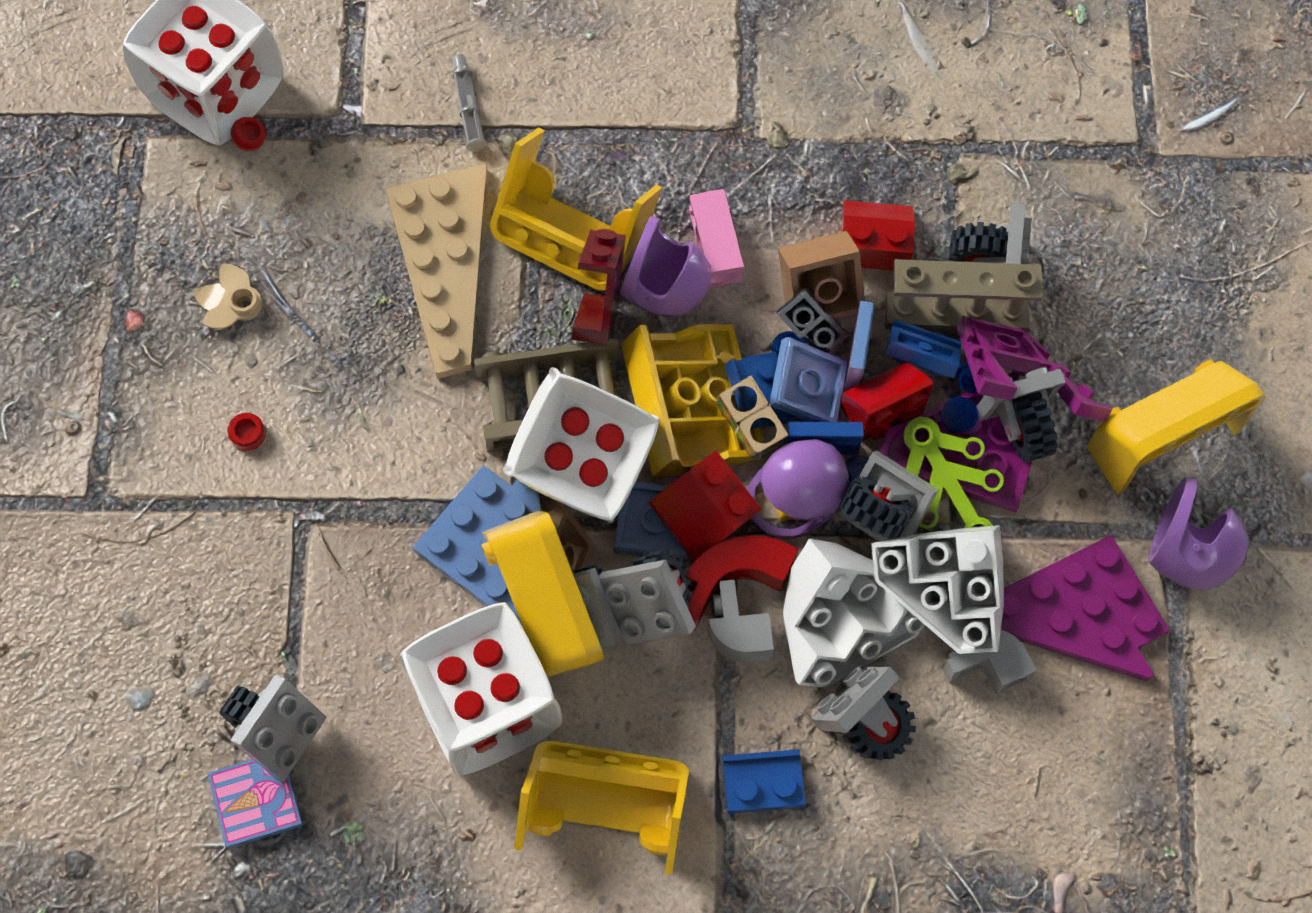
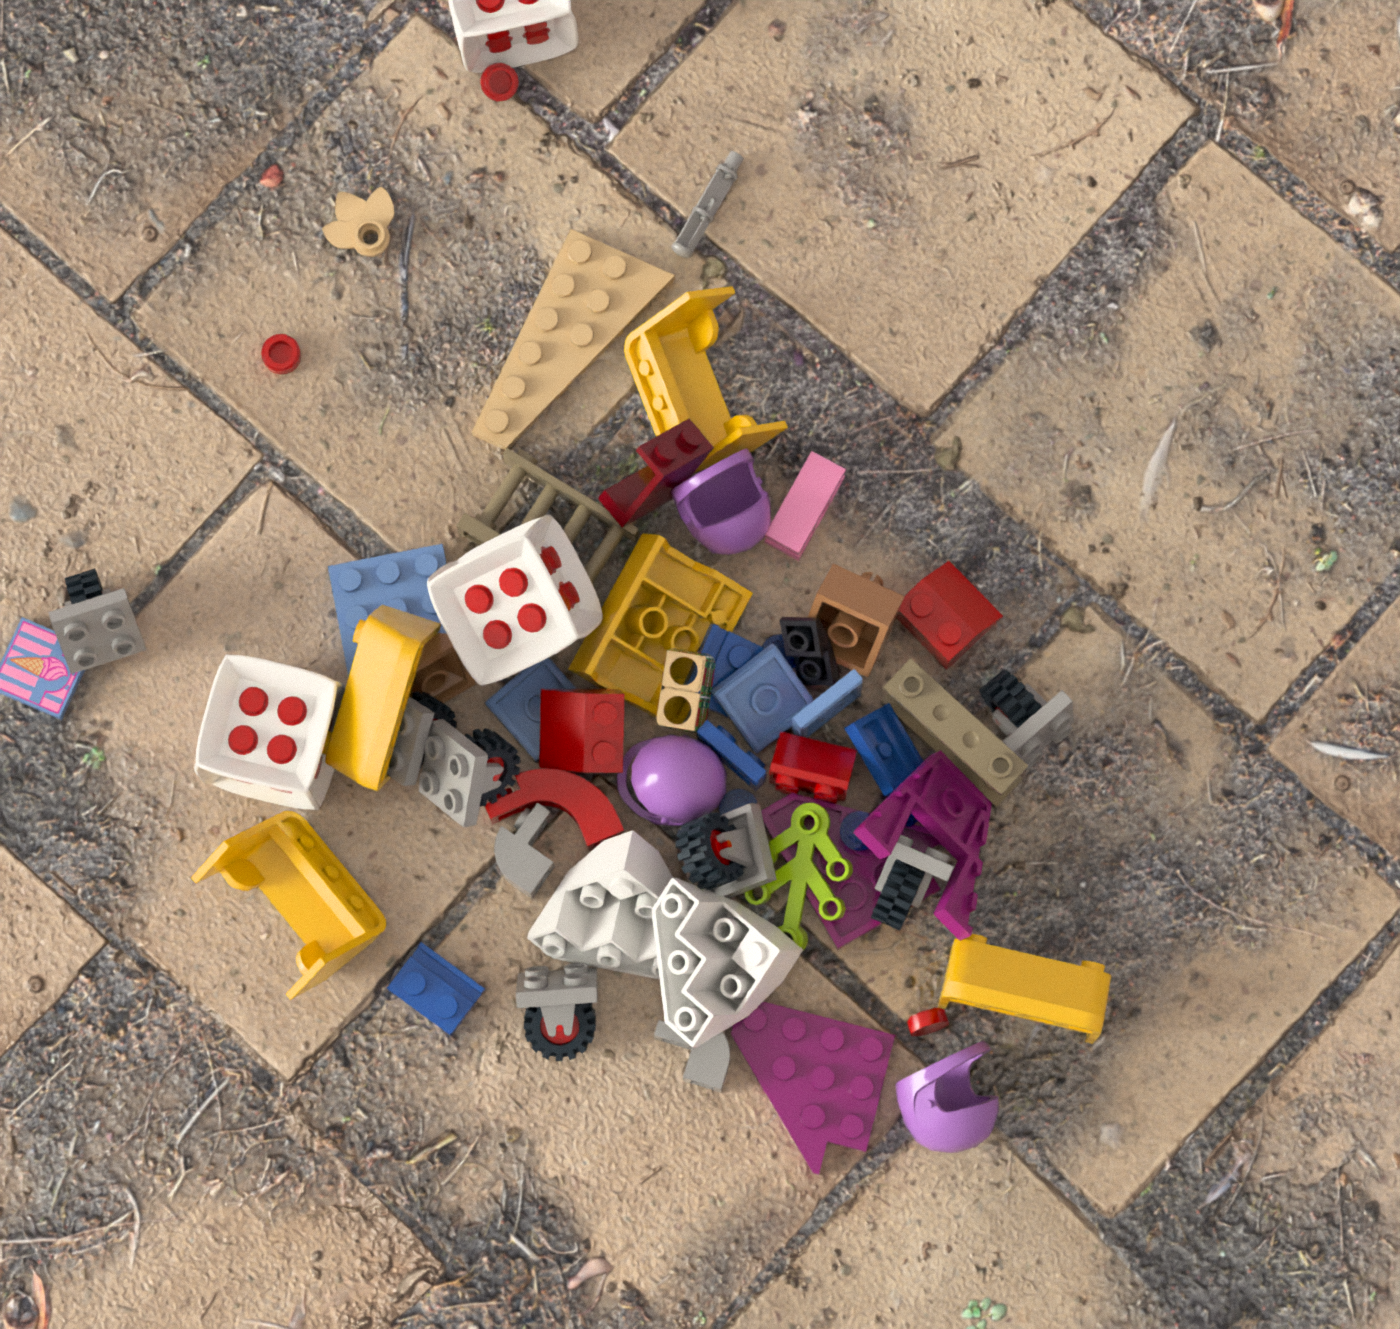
camera: 45 degrees right, 10 degrees up
(1124, 506) = (927, 1022): none -> red tile

